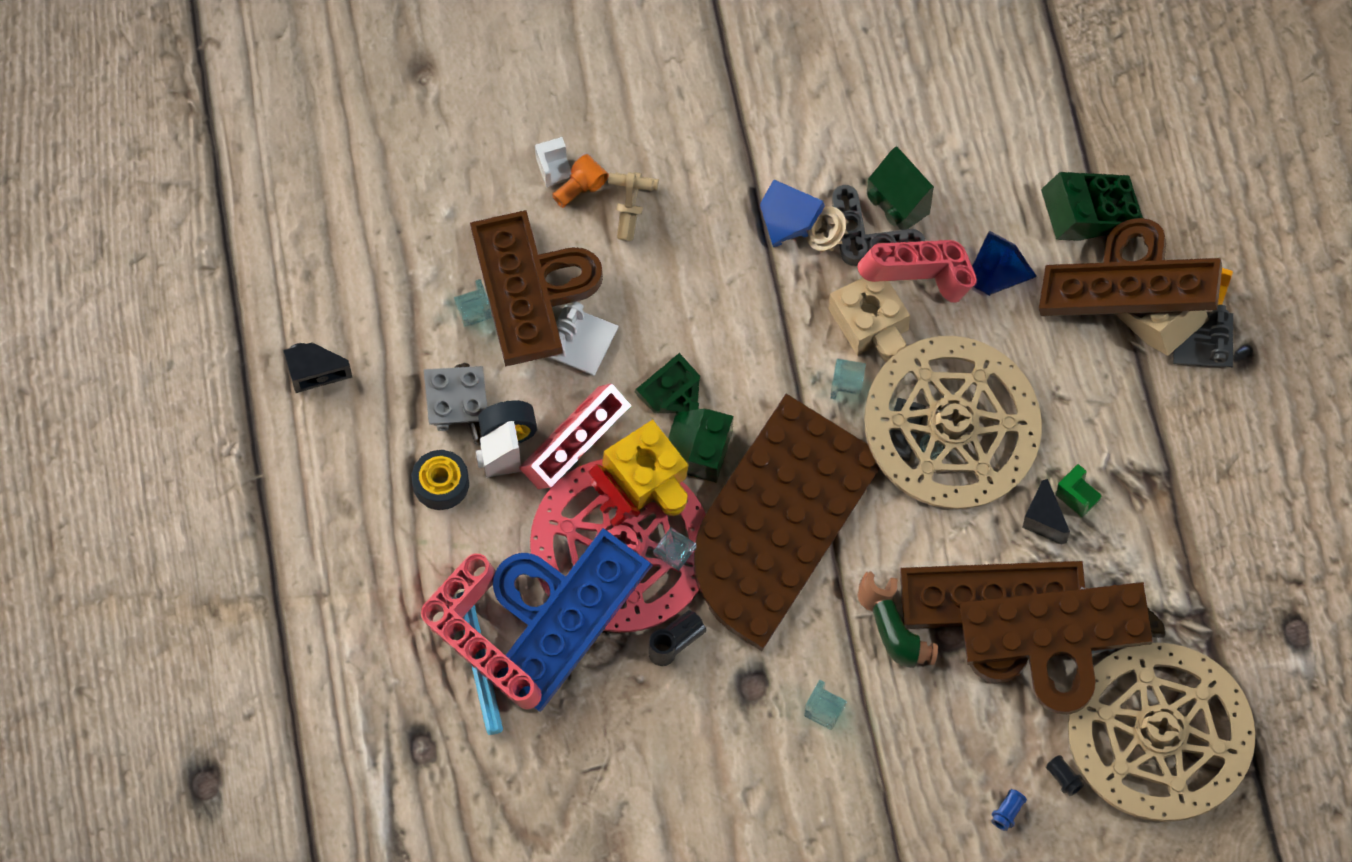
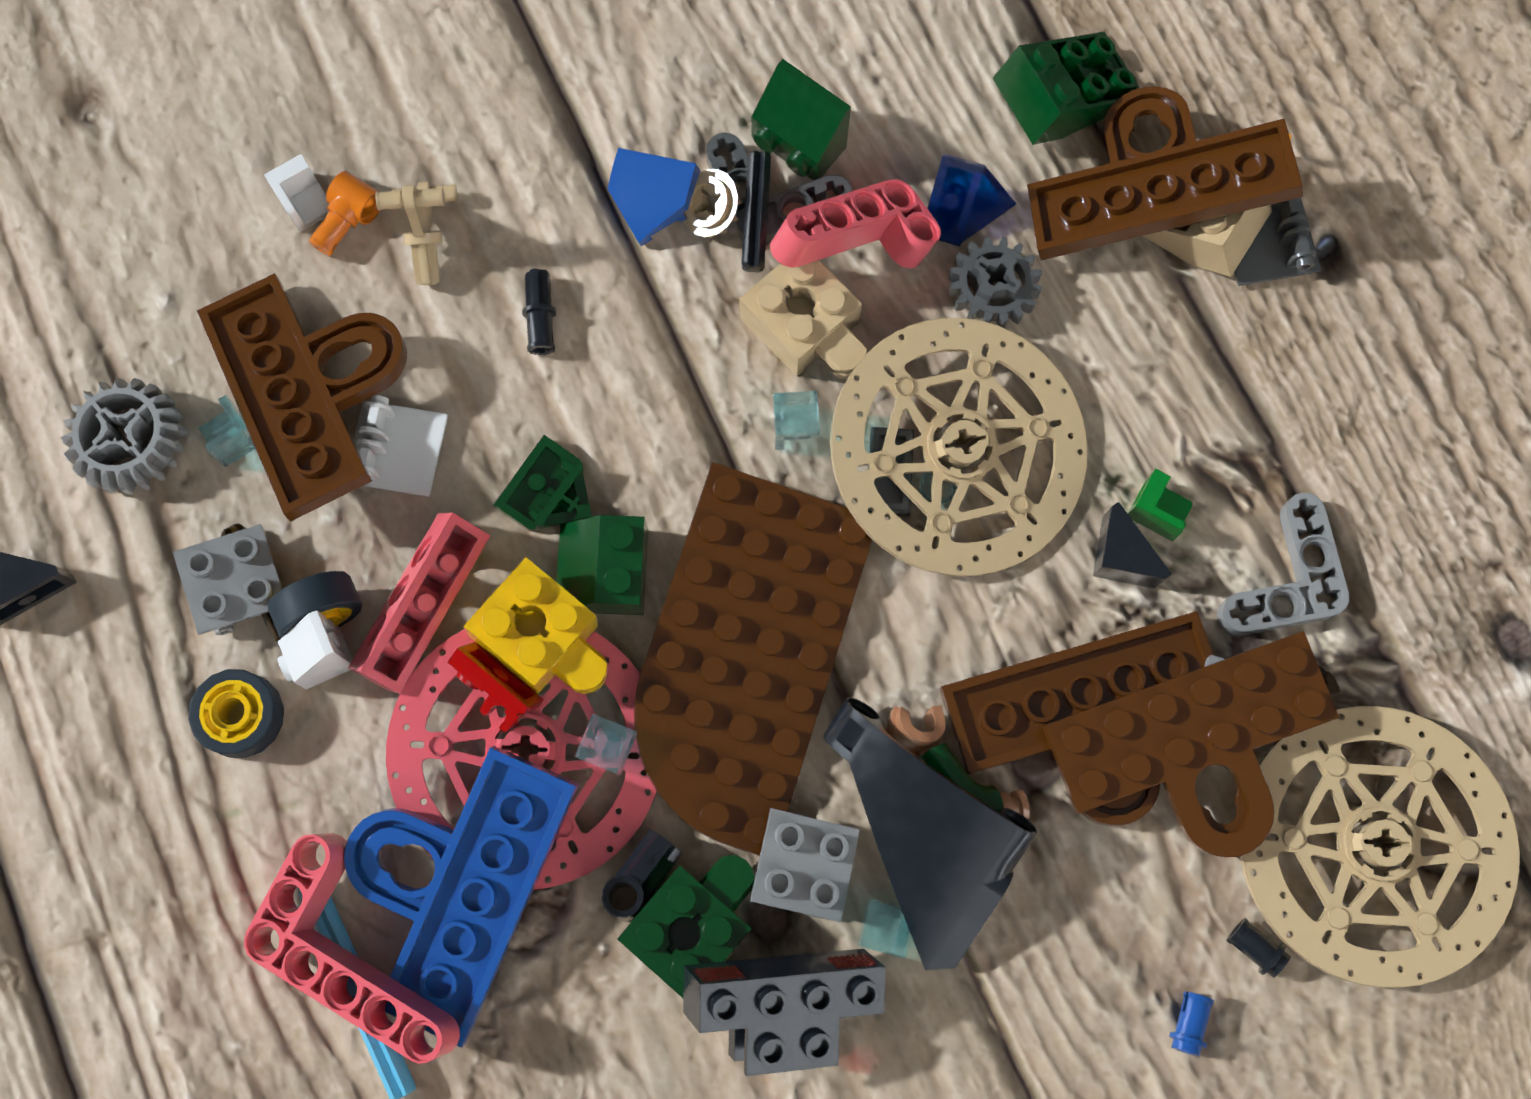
camera: 15 degrees left, 10 degrees up
(412, 276) = (95, 452): none -> light grey gear
(694, 274) = (539, 312): none -> black axle
(702, 673) = (691, 920): none -> dark green brick
(749, 729) = (784, 1007): none -> piece
(783, 653) = (805, 865): none -> light grey hinge
(855, 241) = (756, 211): none -> black axle
(871, 655) = (937, 841): none -> black panel
(1009, 313) = (985, 266): none -> dark grey gear
(1158, 567) = (1302, 592): none -> light grey beam

